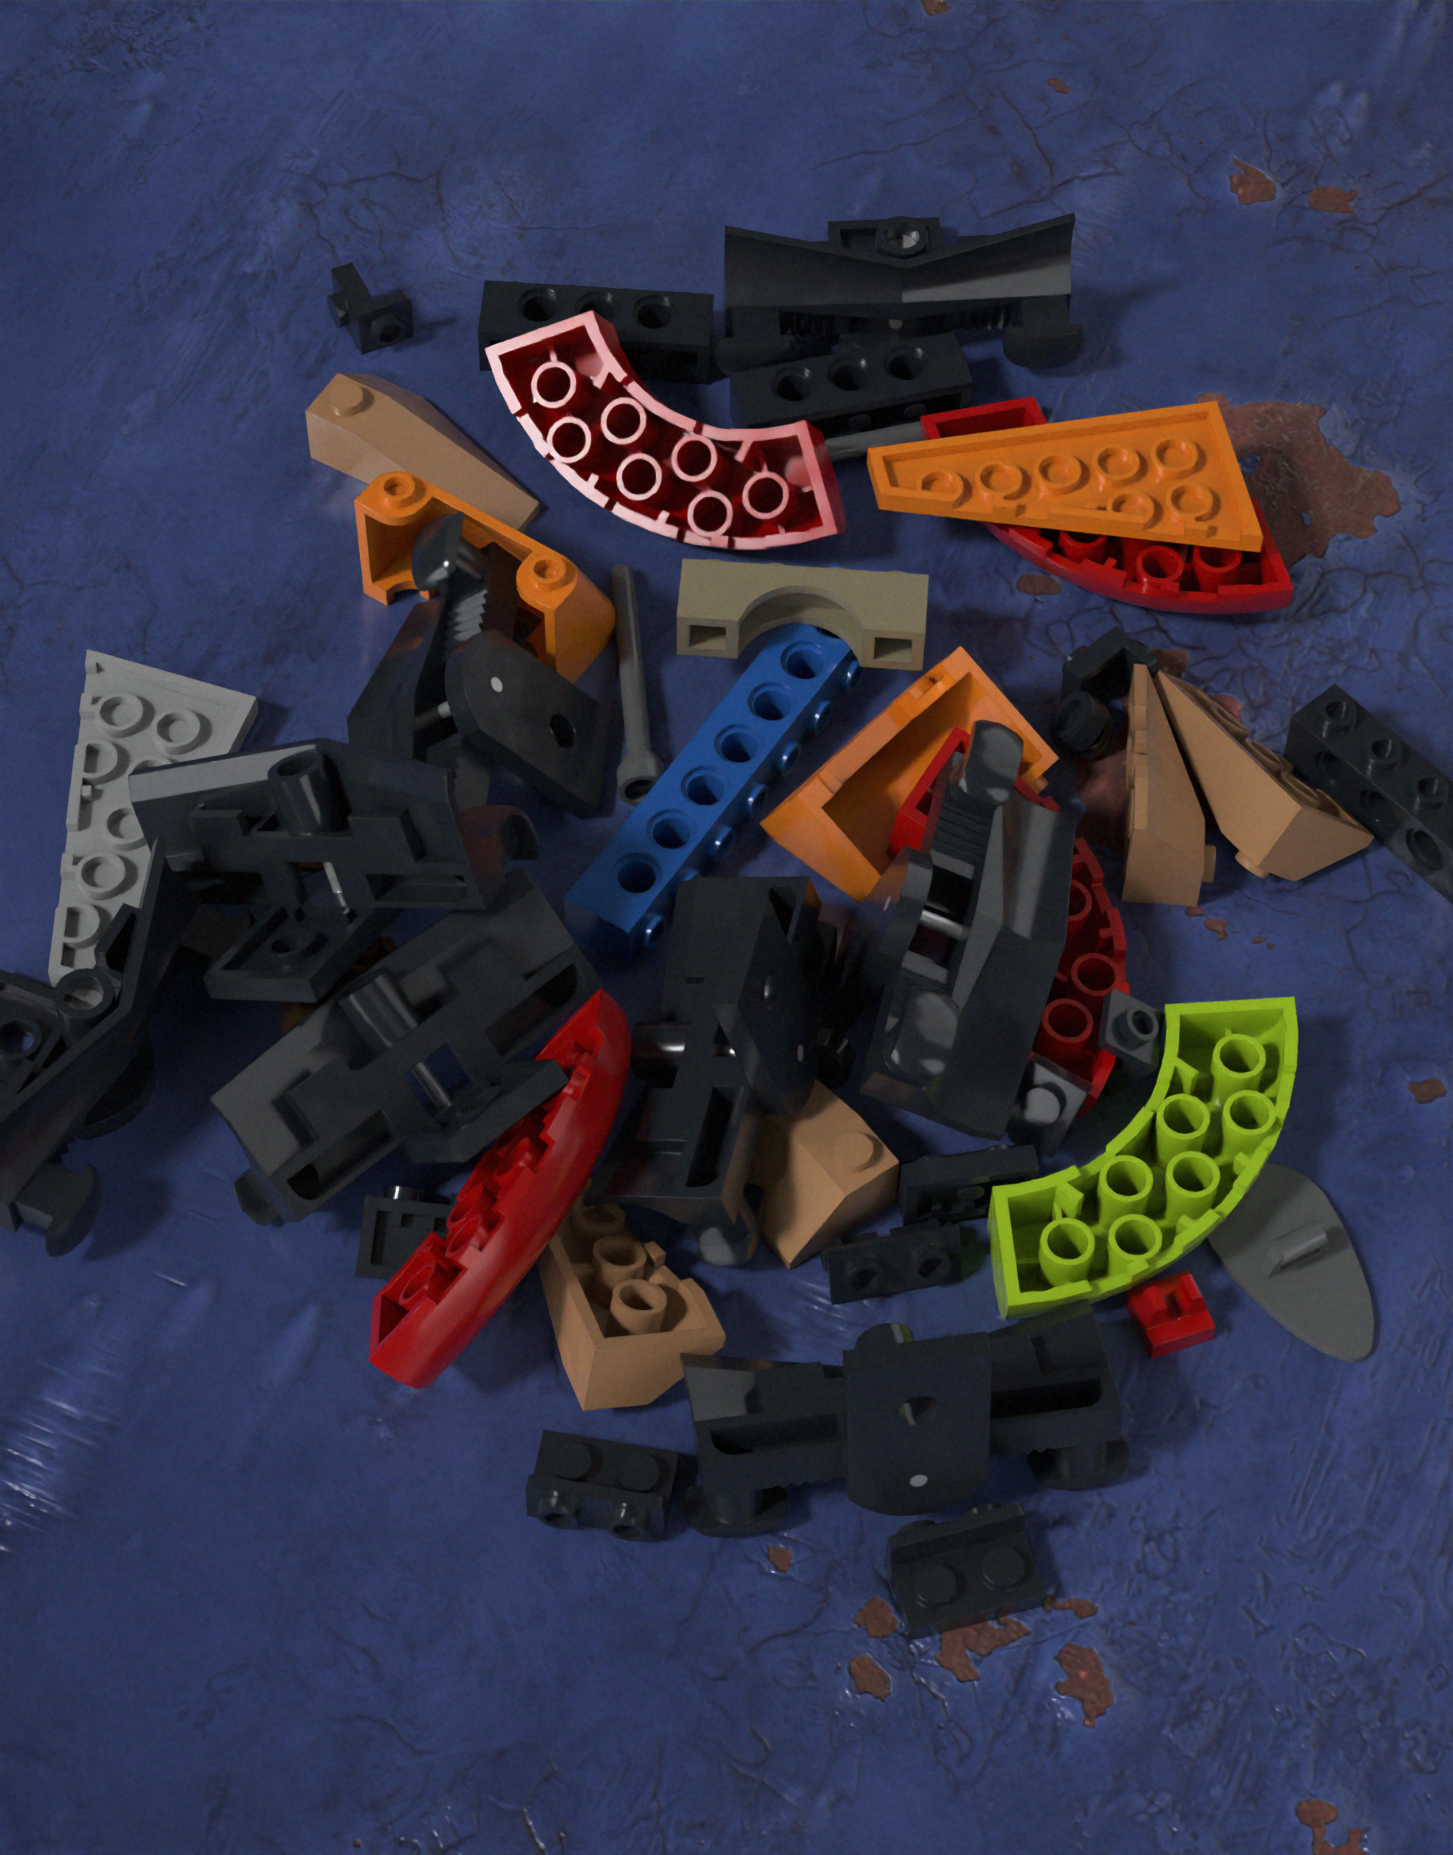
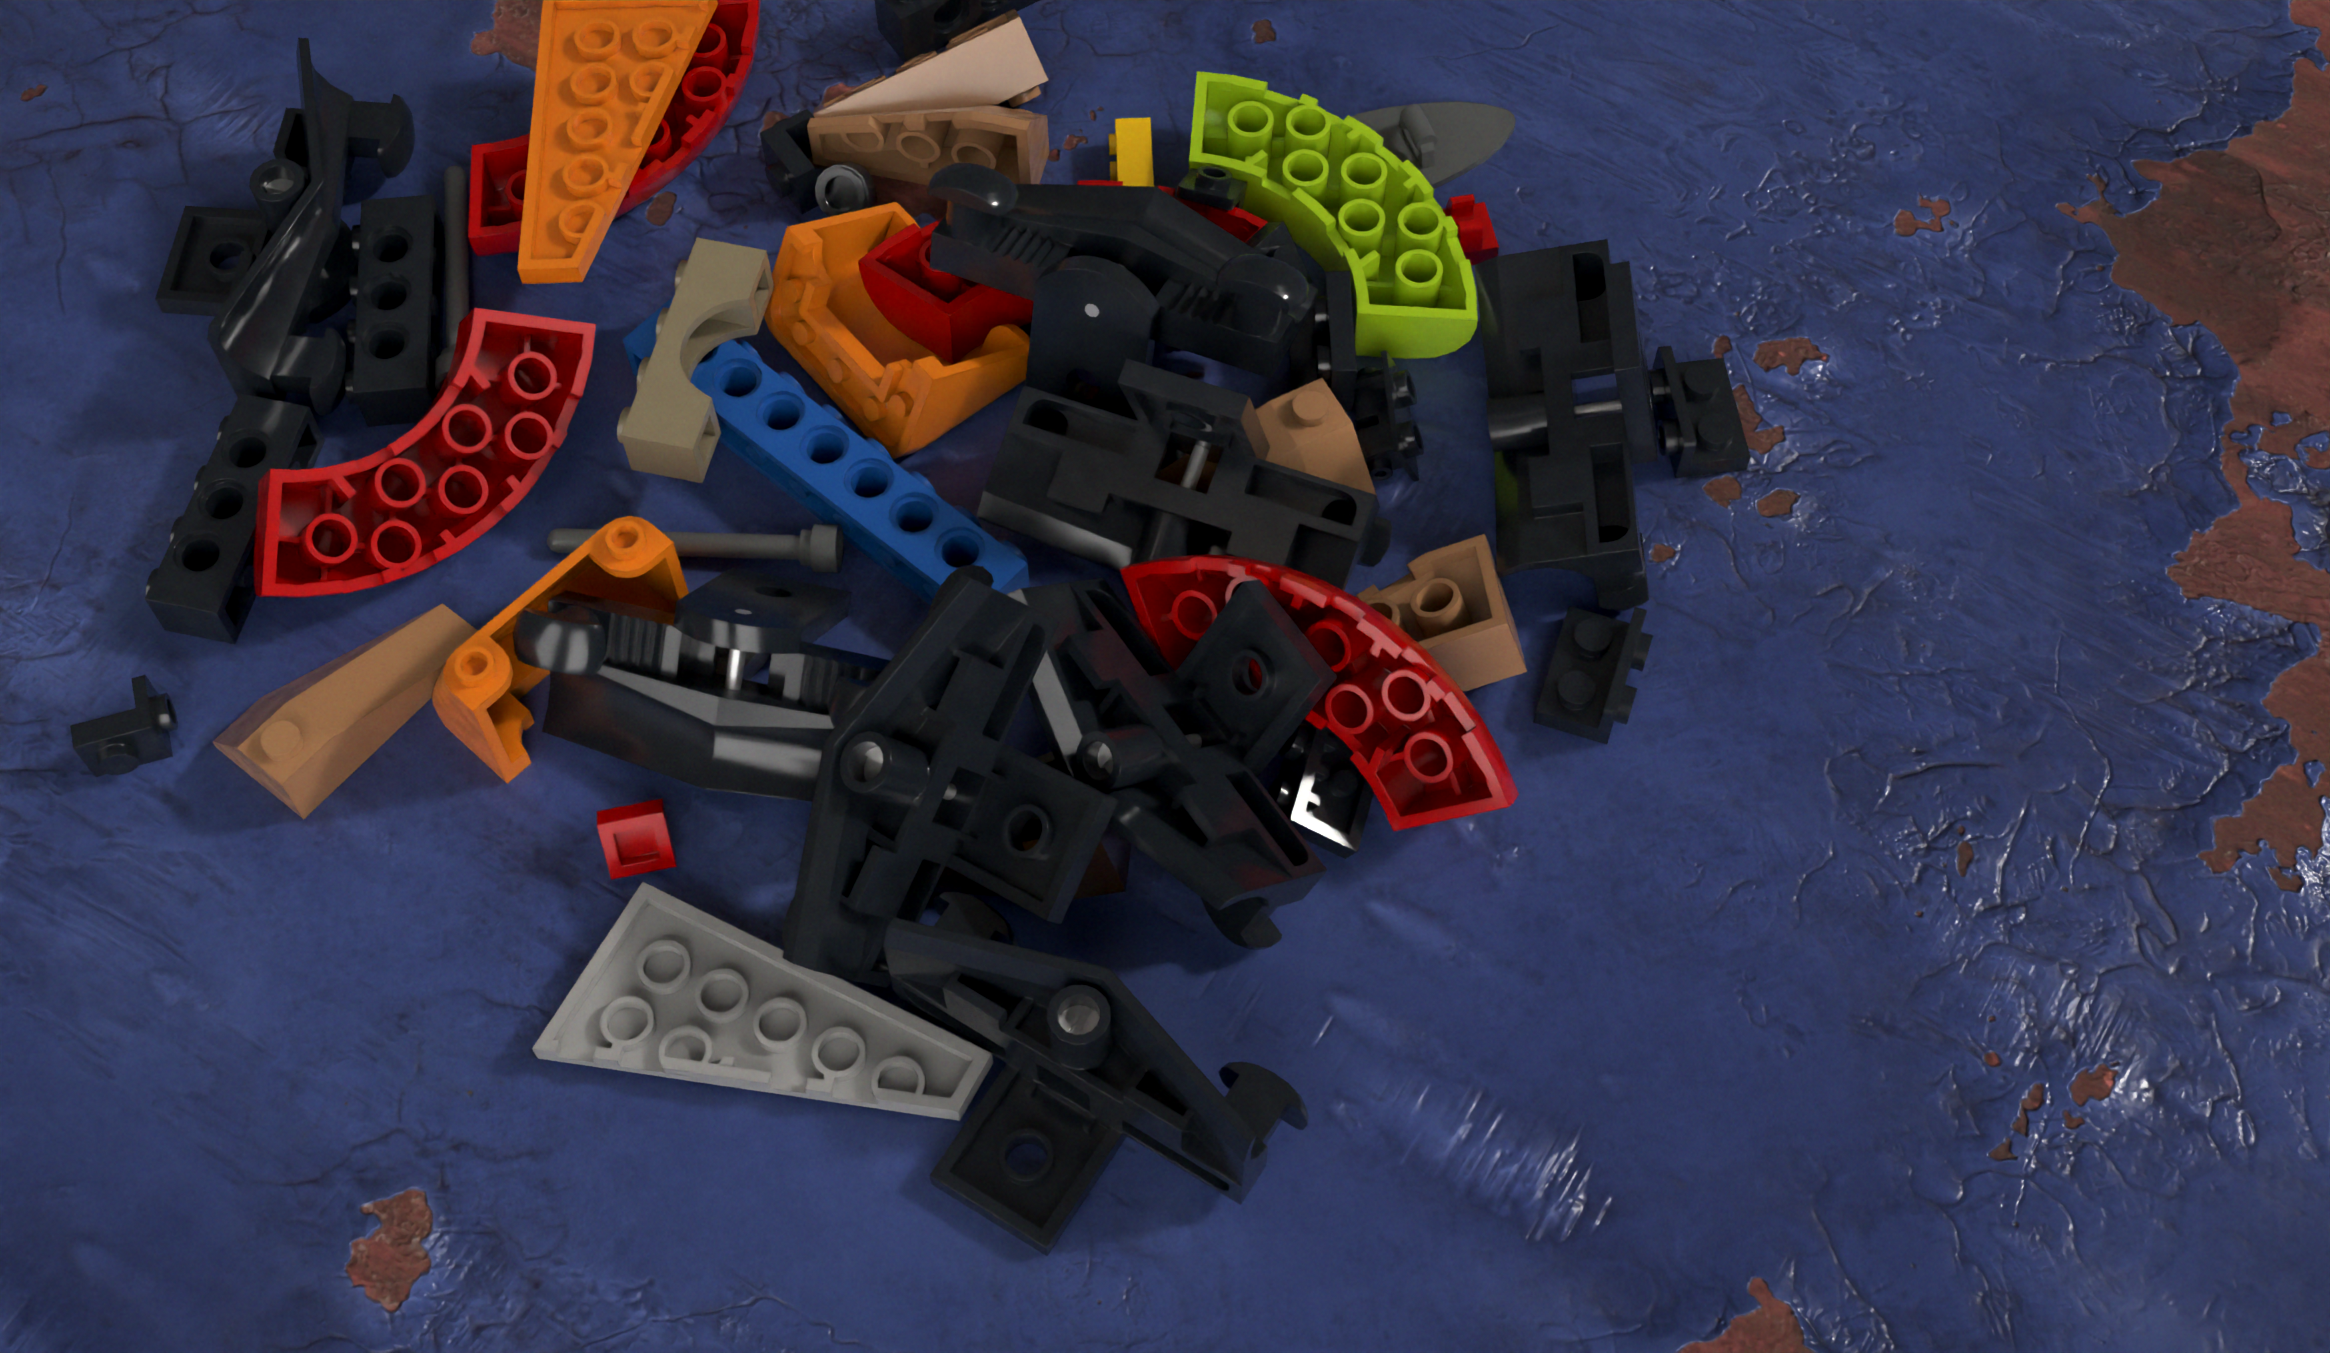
camera: 80 degrees left, 5 degrees up
(305, 687) = (636, 839): none -> red tile
(1185, 976) = (1133, 152): none -> yellow piece

